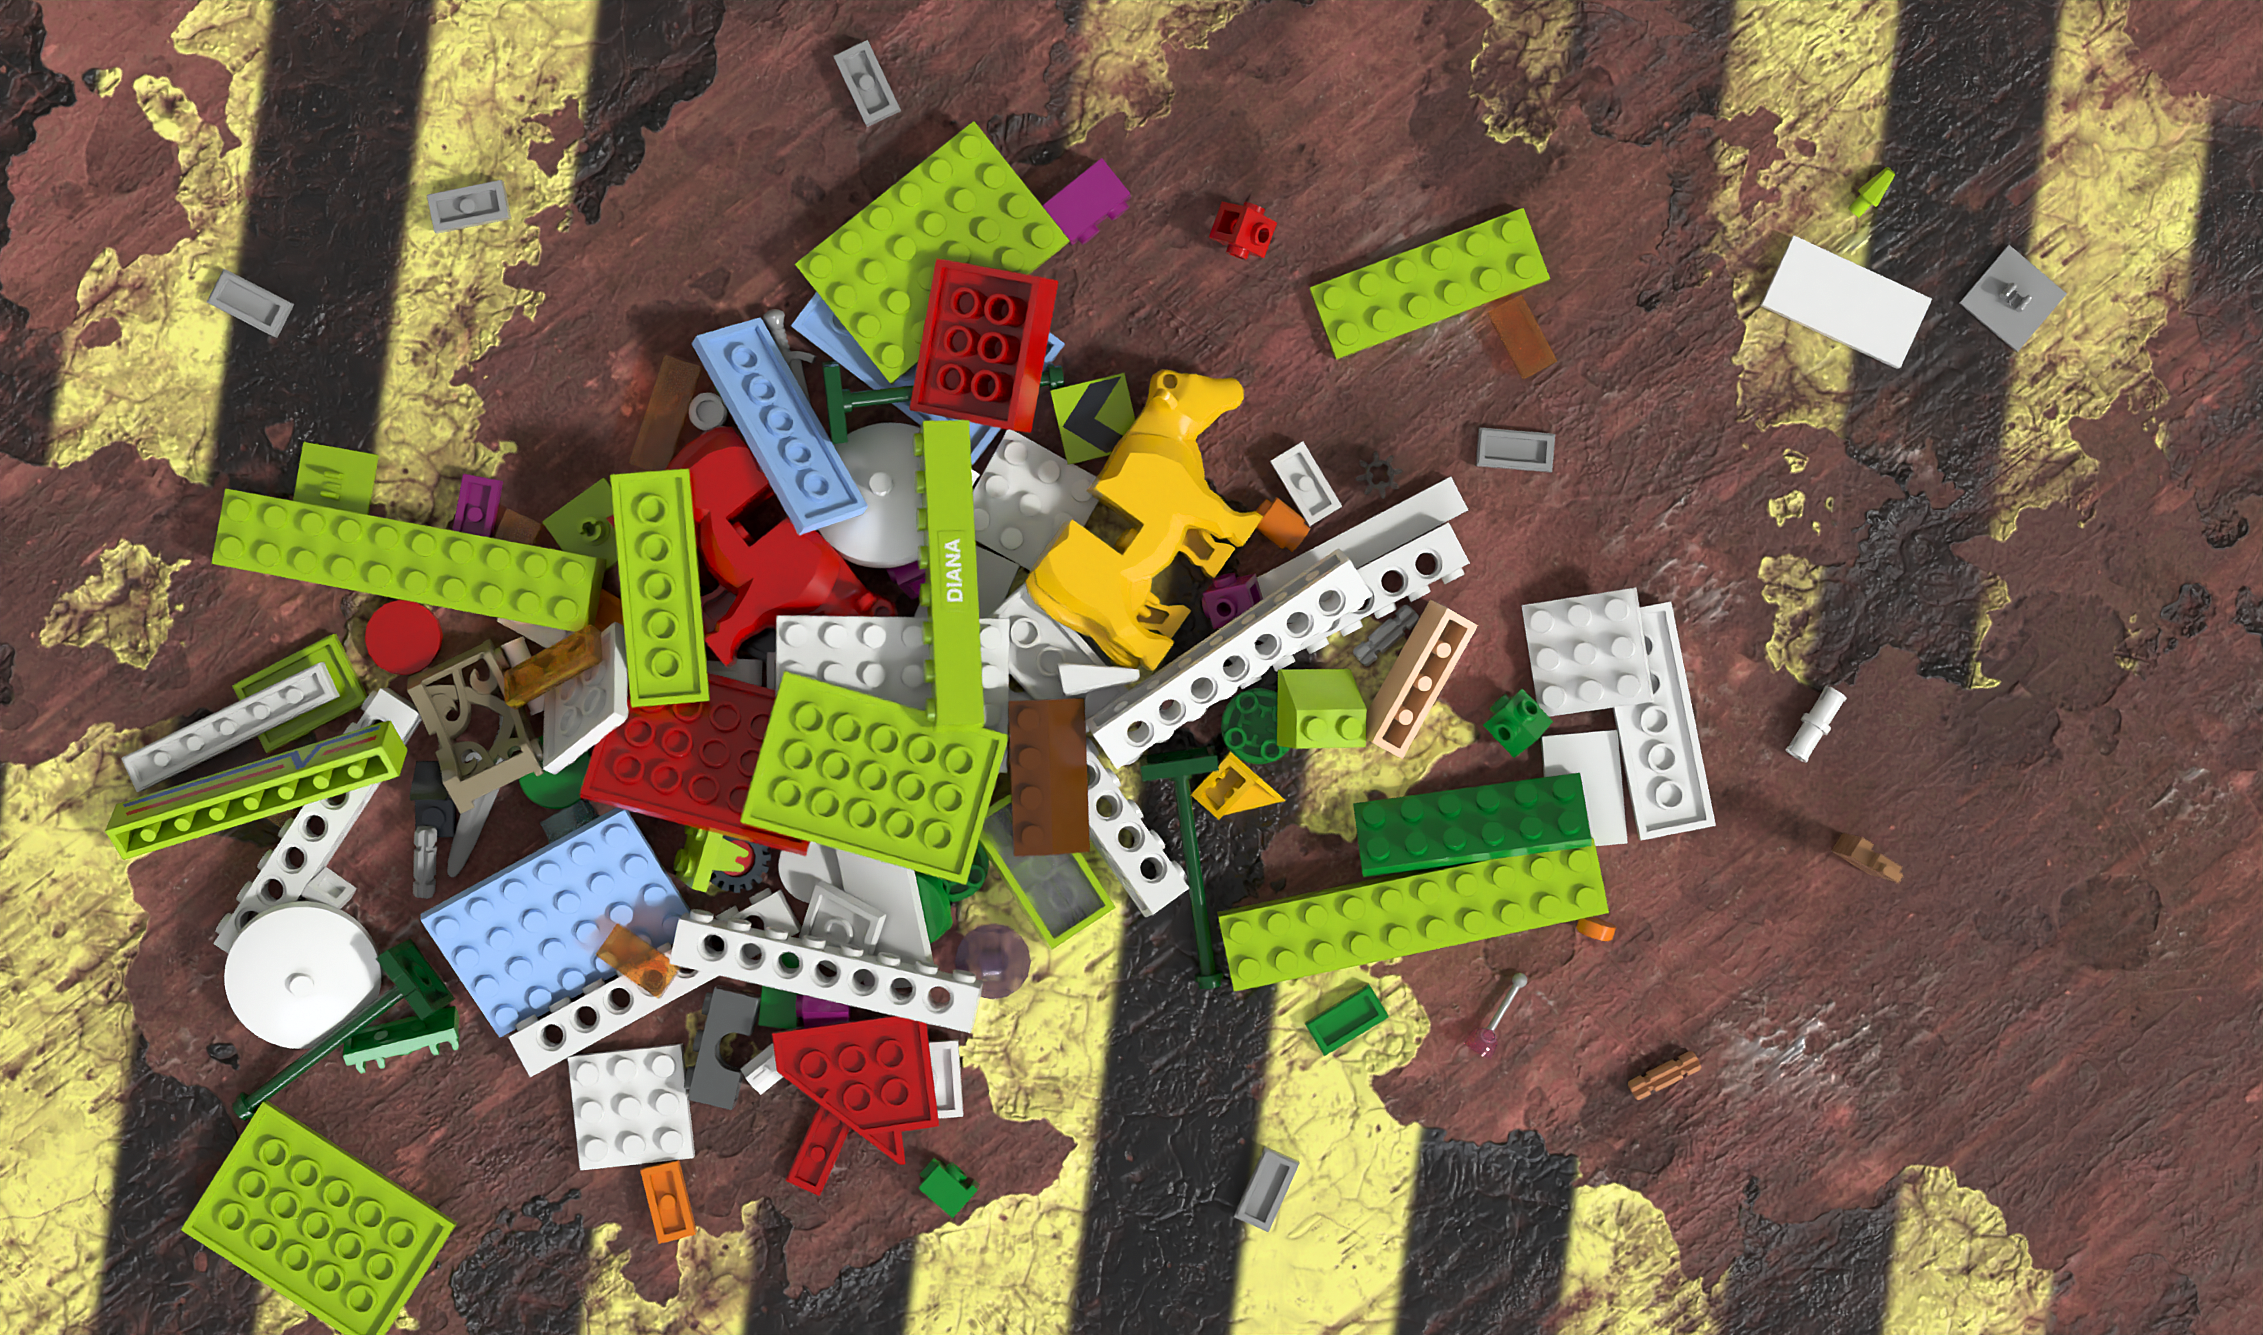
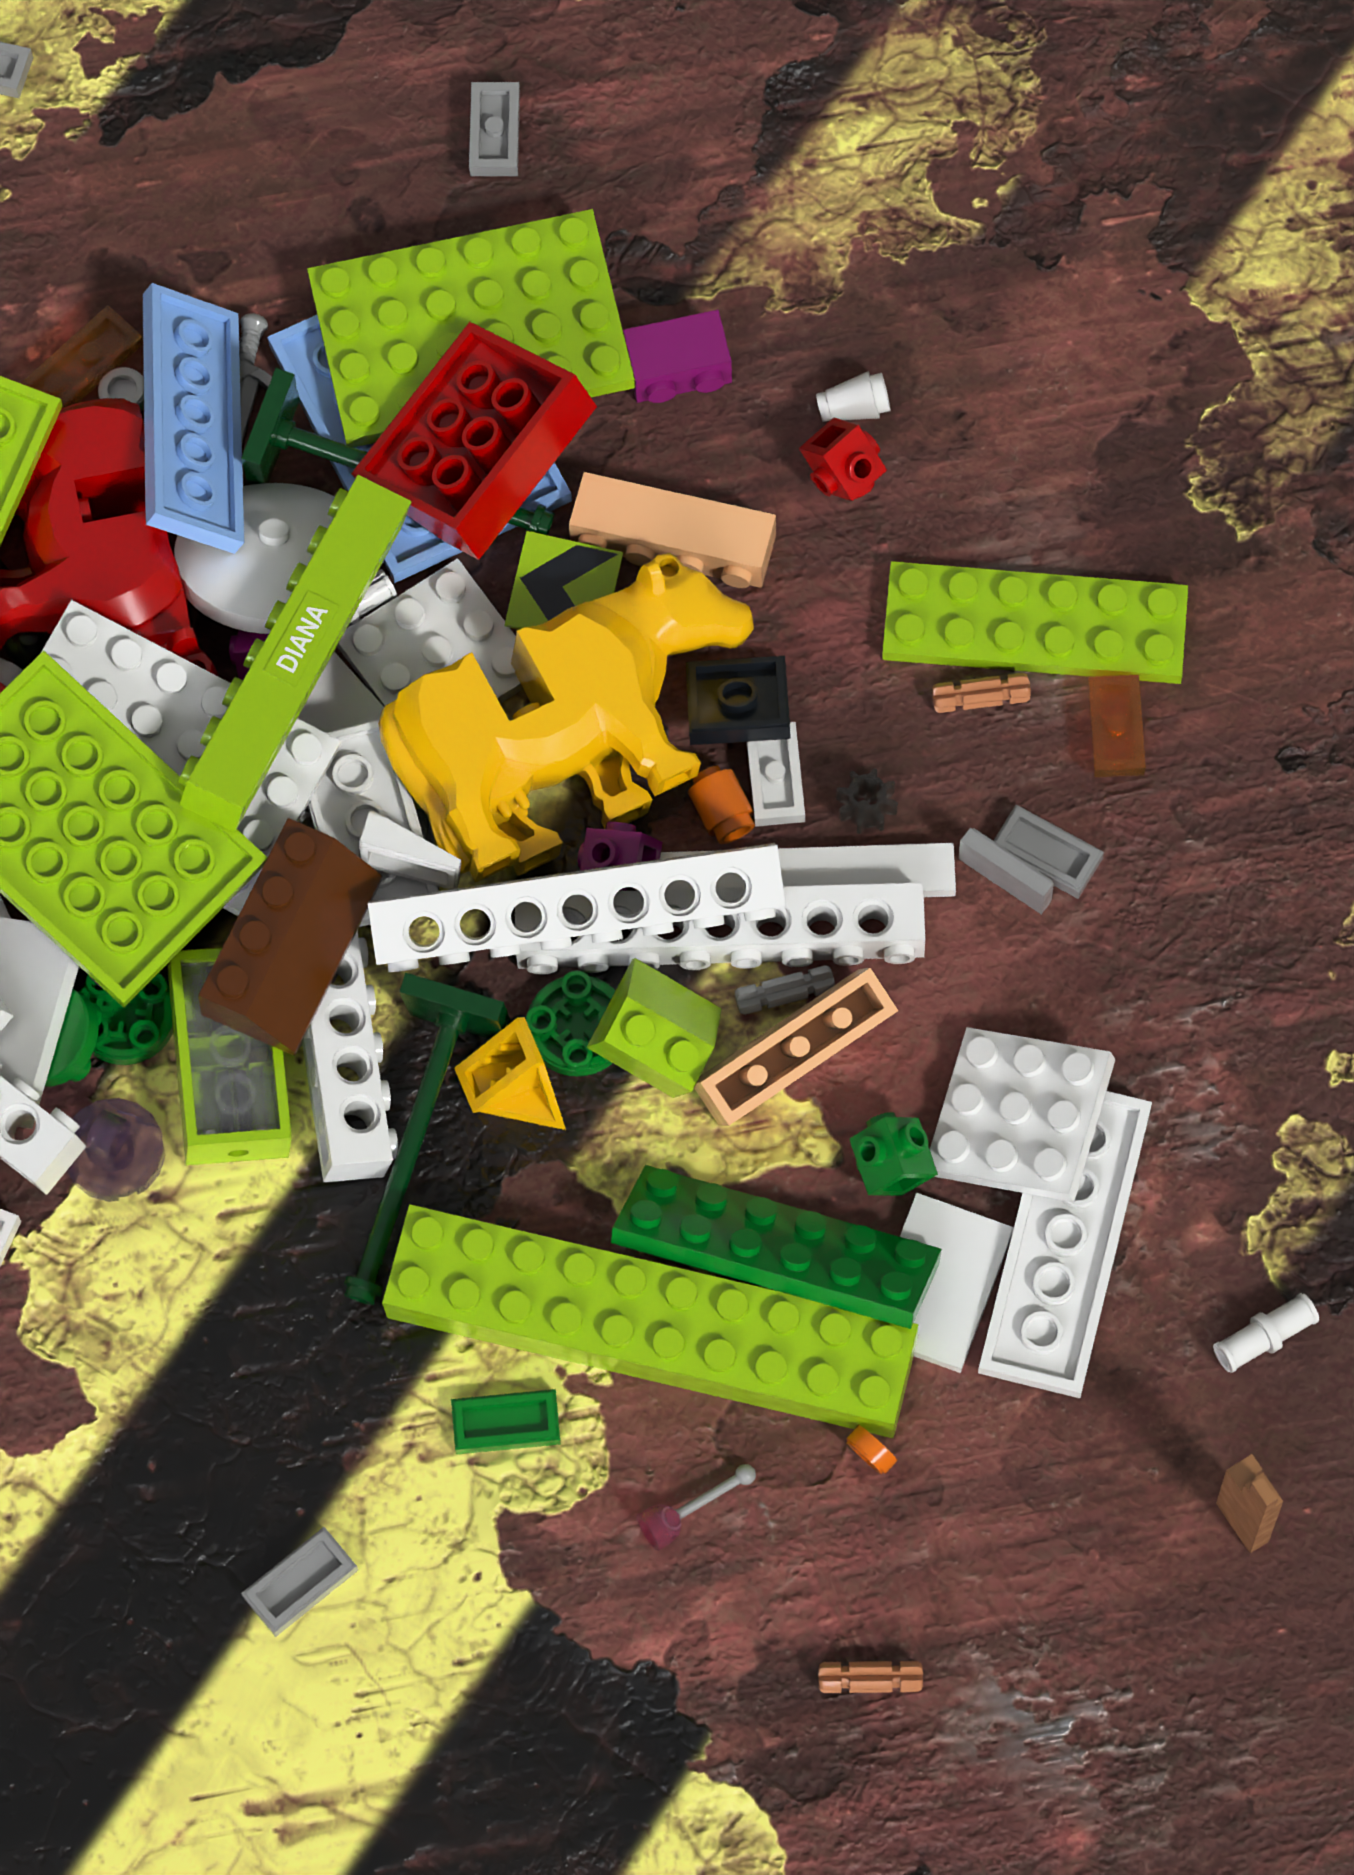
camera: 25 degrees right, 20 degrees down
(1149, 337) = (652, 521): none -> light nougat brick
(1227, 174) = (855, 399): none -> white cone
(1255, 443) = (737, 700): none -> black tile
(1417, 355) = (981, 692): none -> nougat axle
(1497, 480) = (1006, 870): none -> light grey tile

